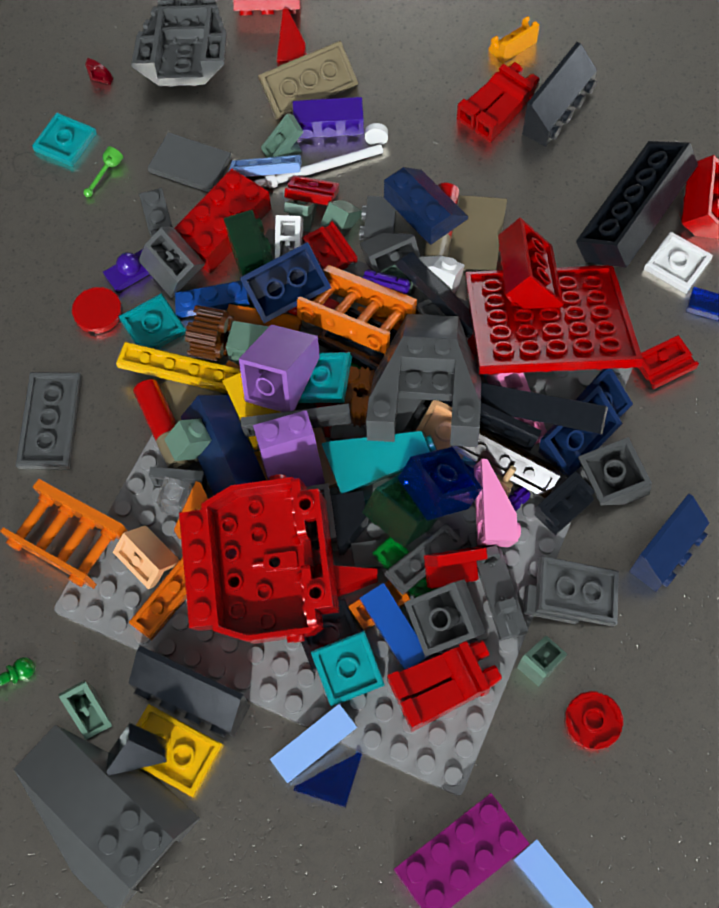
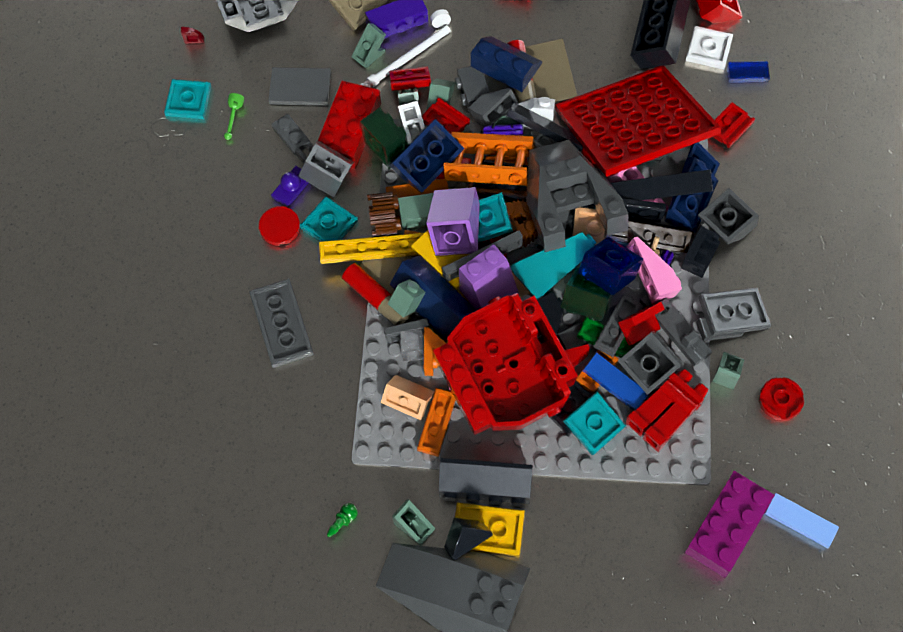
camera: 20 degrees left, 0 degrees up
(68, 508) = (331, 381): orange fence -> none
(212, 296) = (372, 184): blue plate -> none
(267, 165) = (365, 69): light blue tile -> none
(313, 743) = (591, 485): light blue tile -> none
(333, 783) = (616, 509): clear blue tile -> none
(529, 267) = (604, 86): red slope -> none
(671, 545) = (788, 256): dark blue slope -> none

